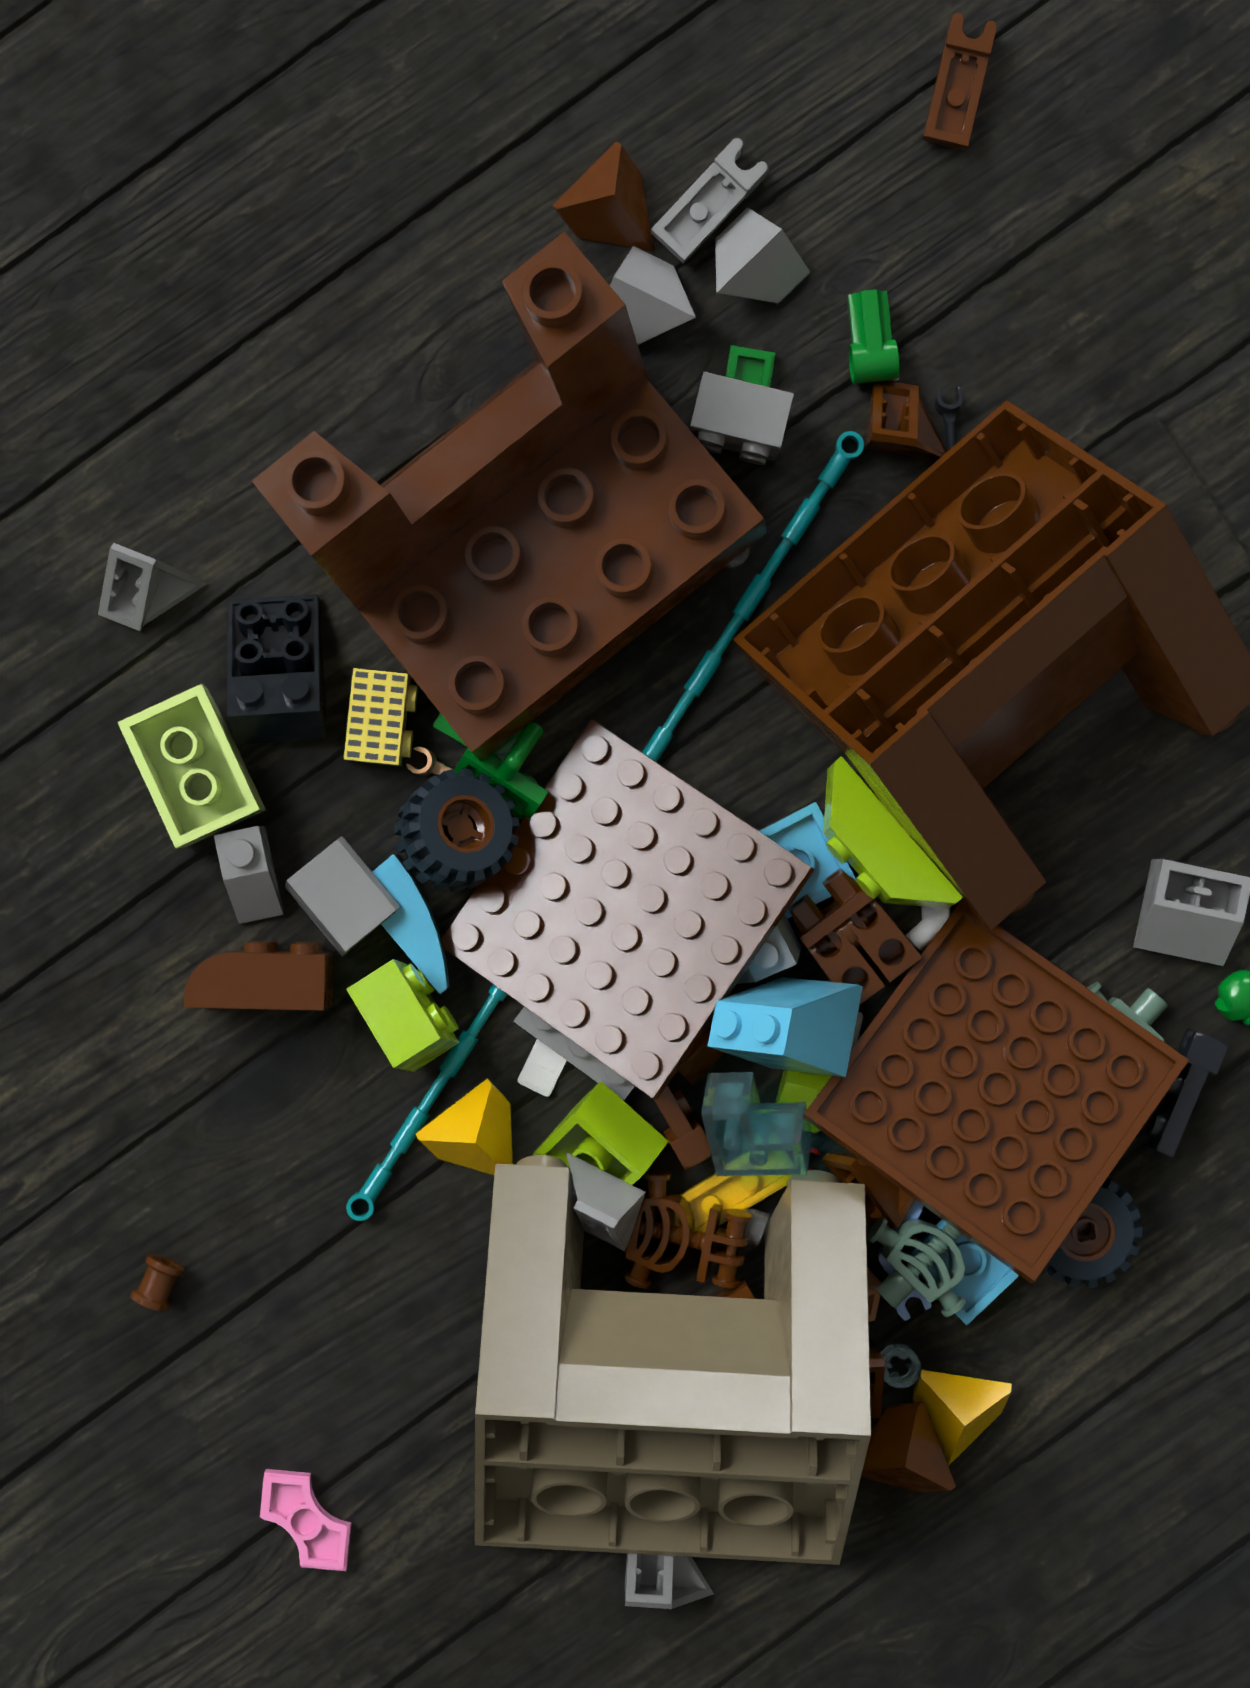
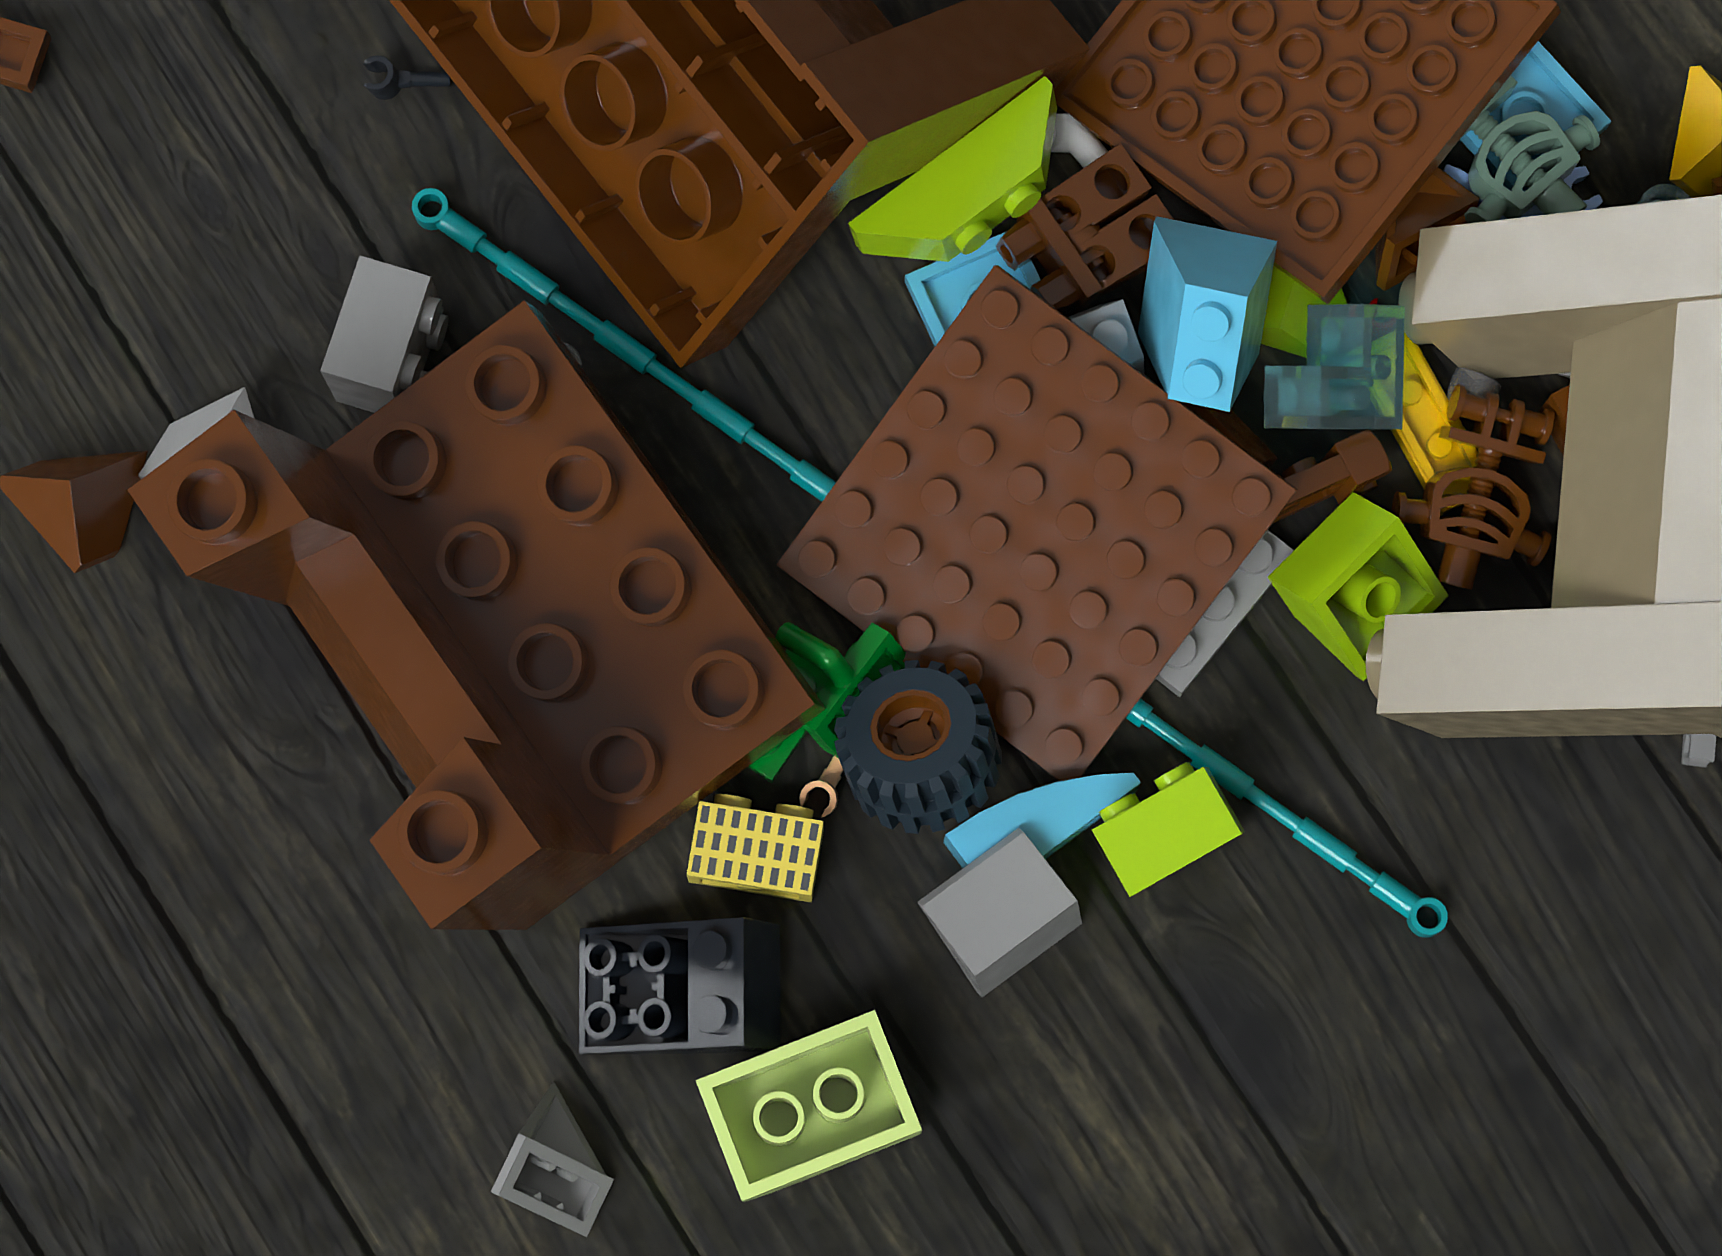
camera: 90 degrees left, 10 degrees down
(157, 1282) = (1525, 1202): reddish brown bush -> none
(249, 873) = (961, 1040): light grey slope -> none
(264, 978) = (1108, 1020): reddish brown brick -> none
(473, 1130) = (1331, 755): yellow slope -> none
(541, 1069) = (1247, 662): white sticker -> none
(604, 1203) = (1434, 576): light grey slope -> none
(708, 202) = (90, 372): light grey plate -> none
(750, 365) = (311, 330): green tile -> none
(757, 260) = (170, 311): light grey slope -> none
(872, 351) = (309, 169): green piece -> none
(901, 423) = (405, 143): reddish brown slope -> none

